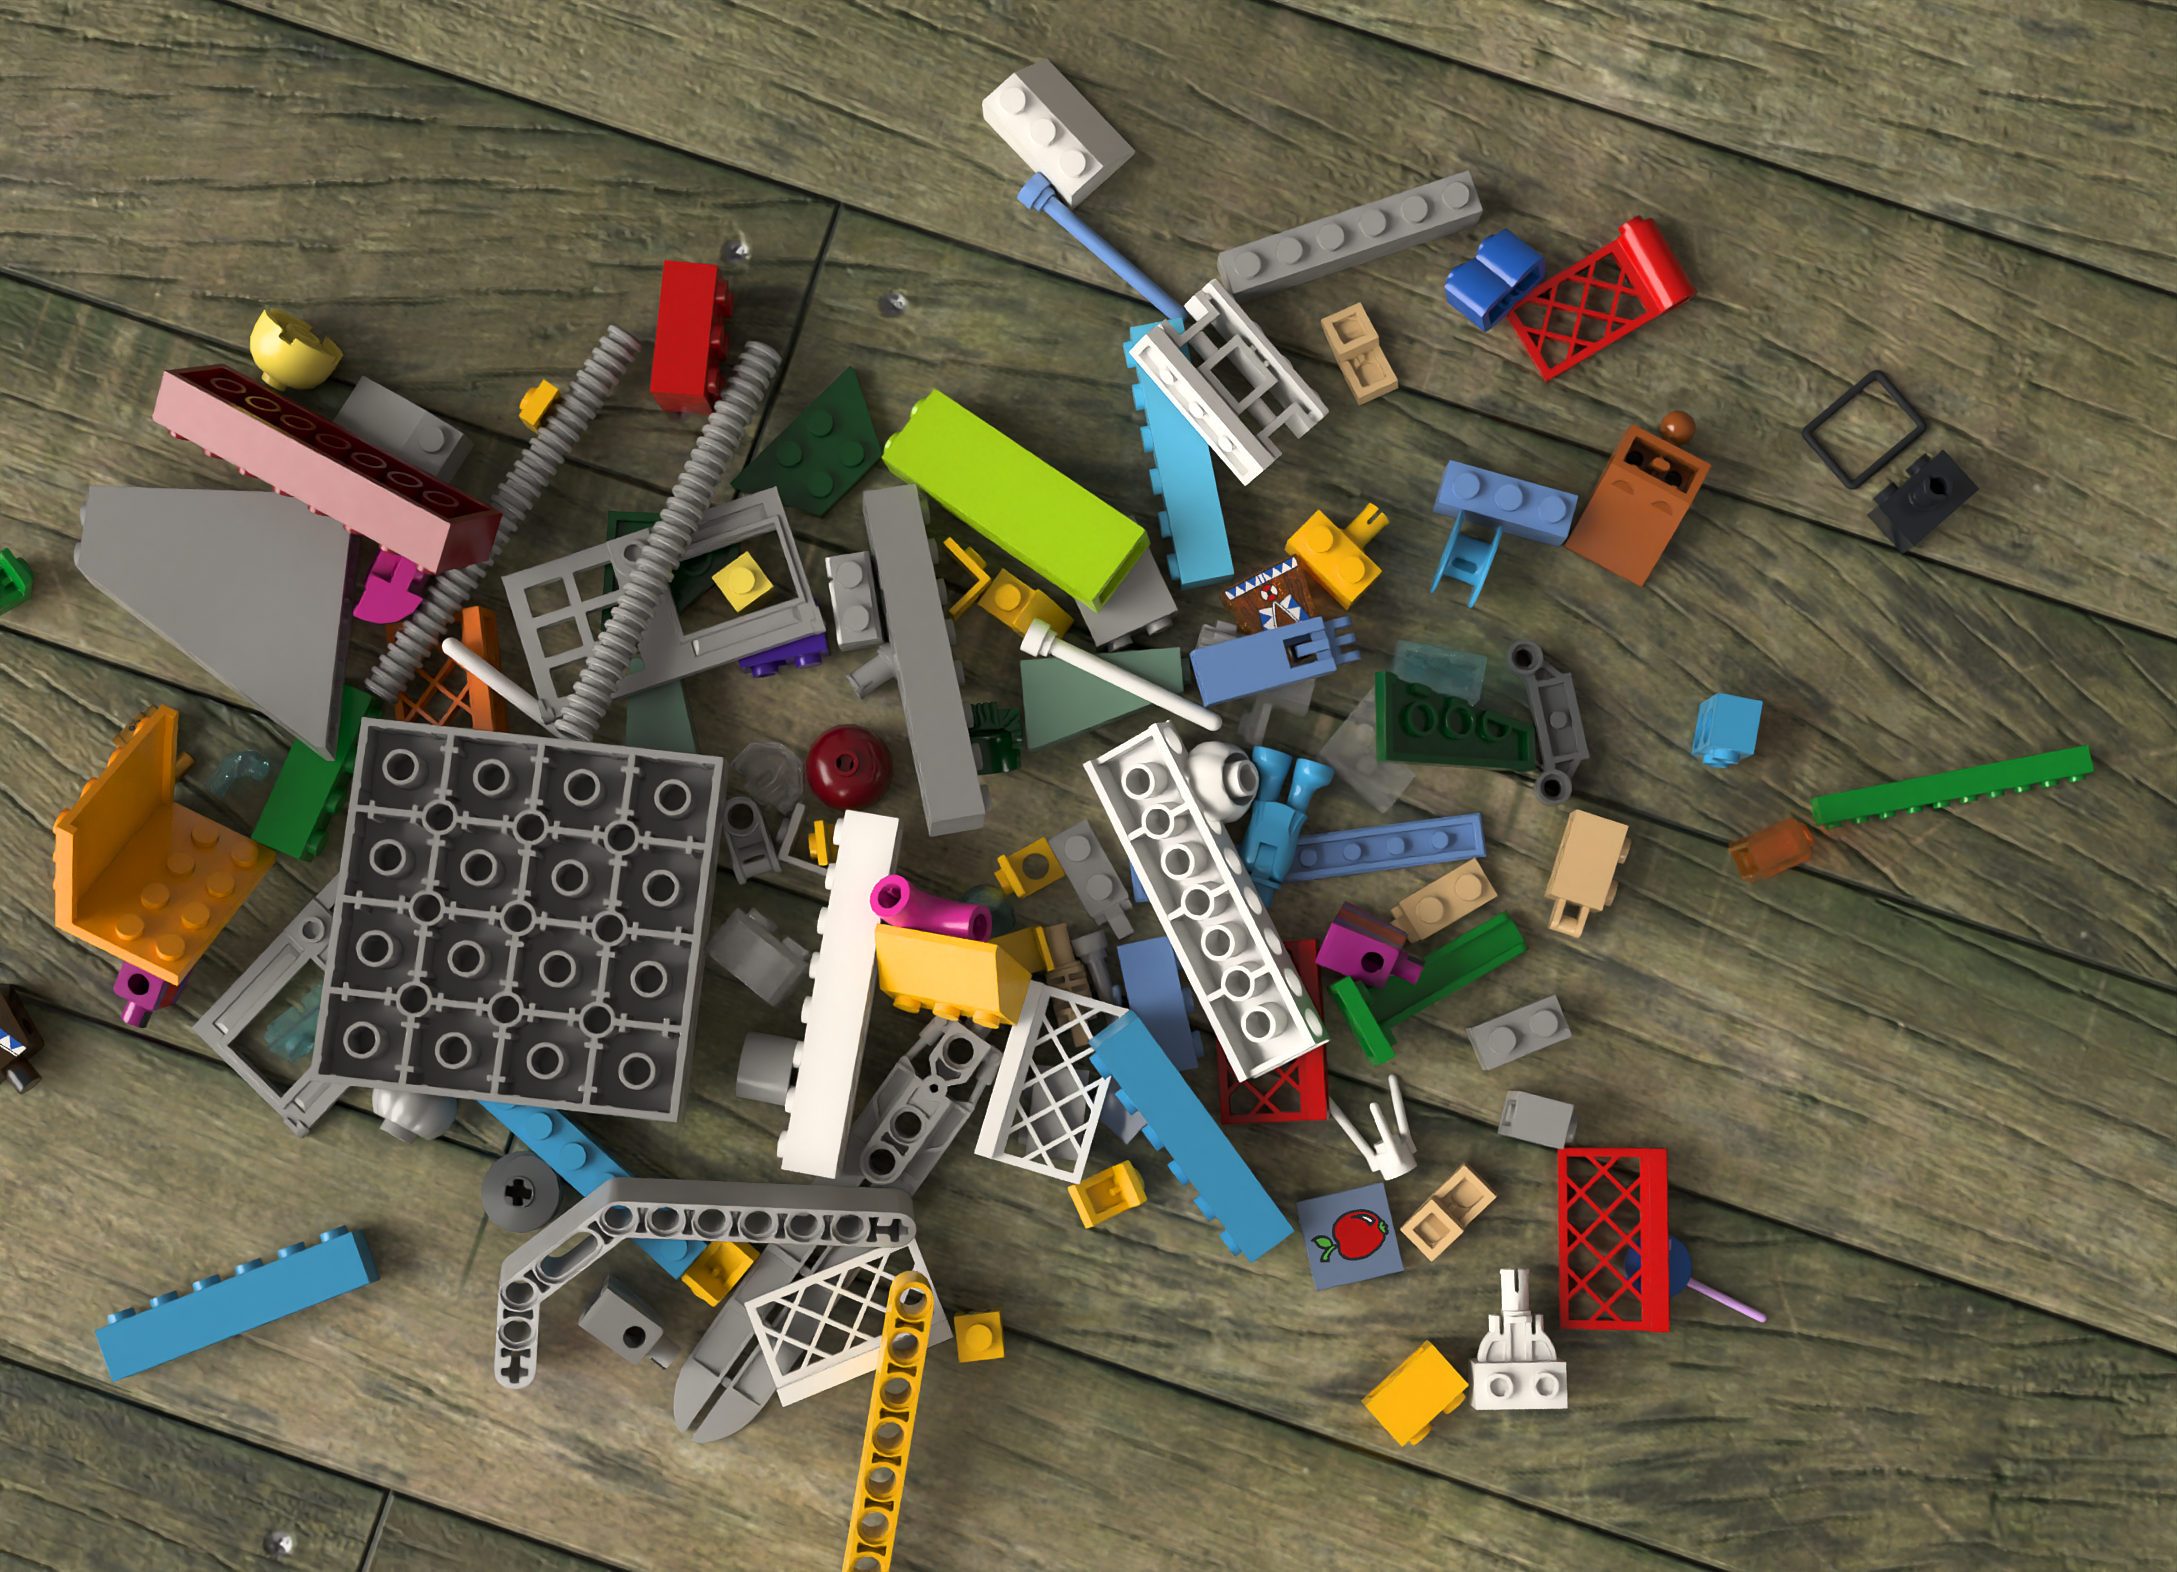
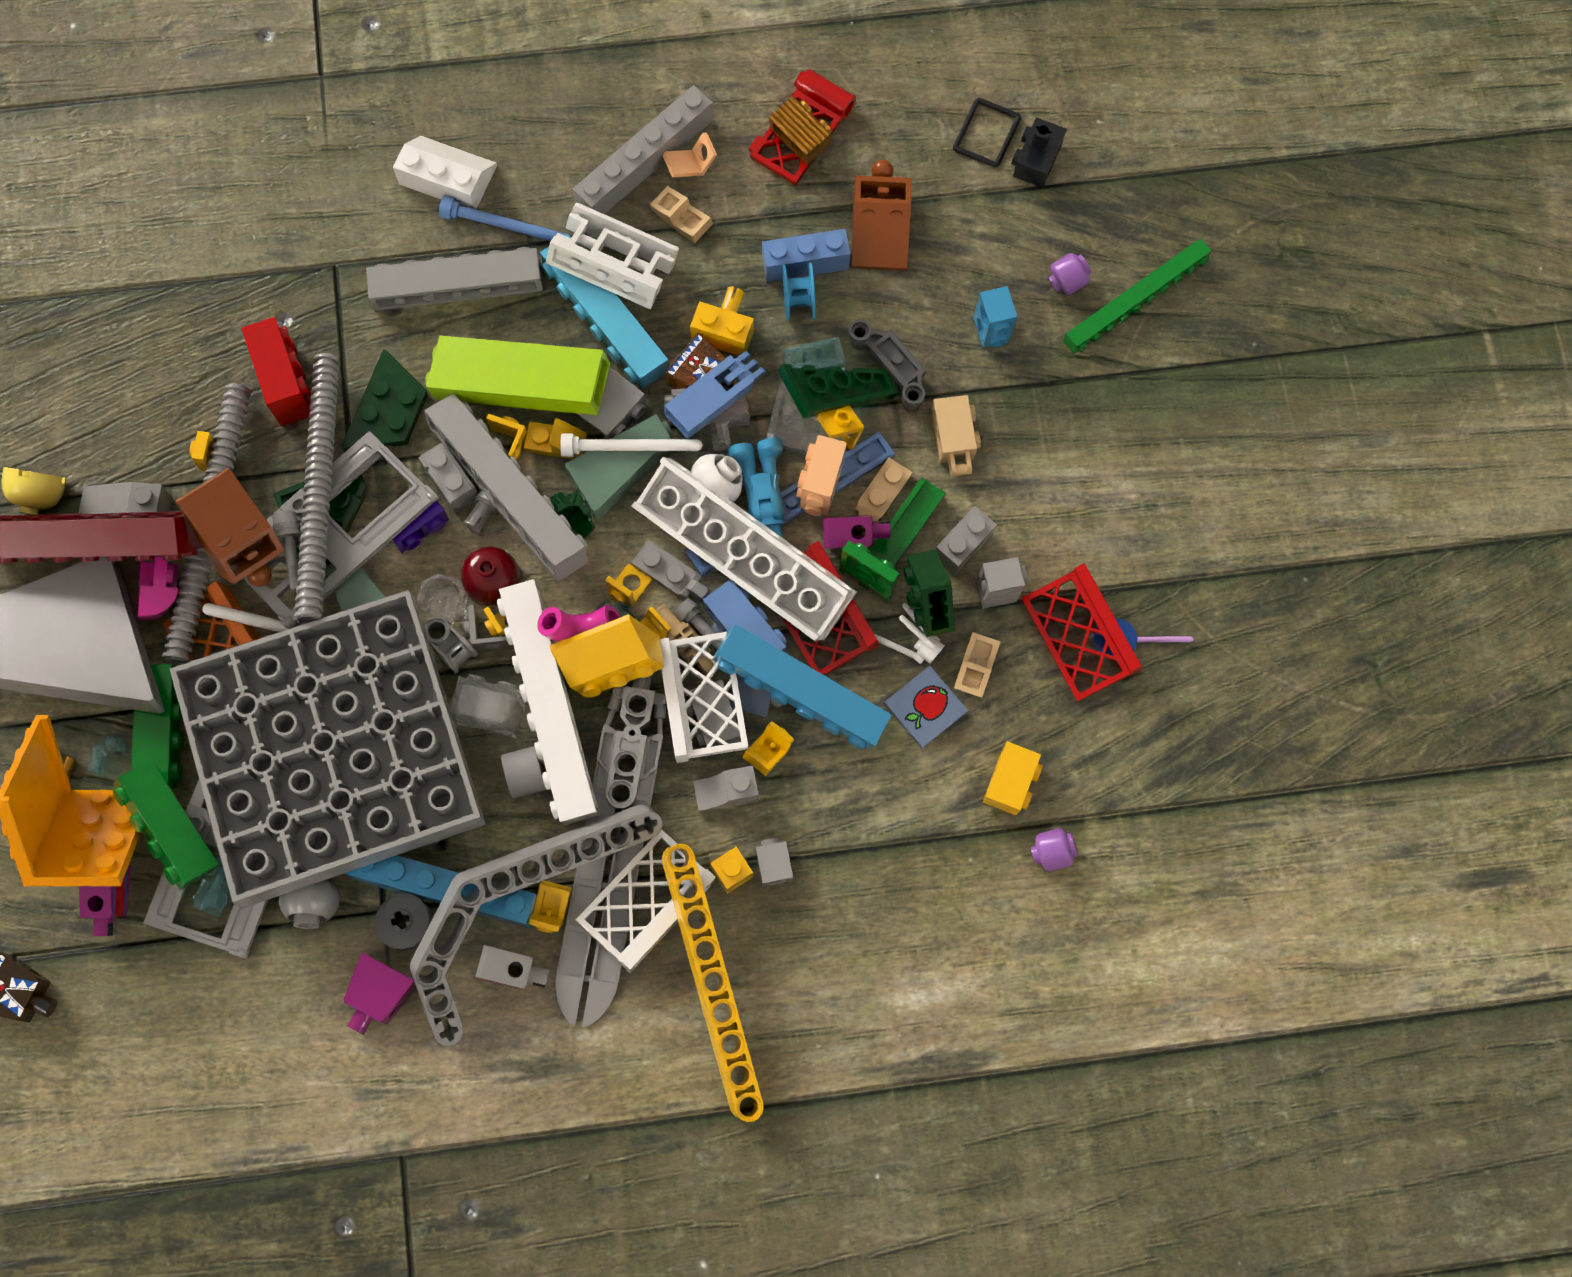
camera: 30 degrees left, 10 degrees down
(237, 1304) = (248, 1082): dark azure brick -> none
(269, 921) = (164, 824): none -> green brick
(447, 1267) = (376, 992): none -> magenta torso
(524, 562) = (231, 529): none -> dark orange slope
(601, 583) = (287, 531): none -> light grey piece
(745, 585) = (375, 496): light yellow brick -> none
(995, 306) = (454, 279): none -> light grey brick
(1025, 1220) = (727, 789): none -> light grey arch
(1040, 1350) = (774, 862): none -> light grey brick
(1355, 862) = (821, 475): none -> light nougat brick
(1411, 278) = (690, 162): none -> light nougat bracket
(1423, 1517) = (1054, 849): none -> medium lavender head
(1427, 789) = (841, 423): none -> yellow bracket
(1429, 1091) = (930, 593): none -> dark green brick
(1494, 279) = (738, 139): blue brick -> none
(1517, 1364) = (1060, 727): white brick -> none
(1591, 309) = (800, 129): none -> pearl gold brick
(1771, 850) = (1055, 371): clear orange brick -> none
(1869, 709) = (1069, 273): none -> medium lavender head

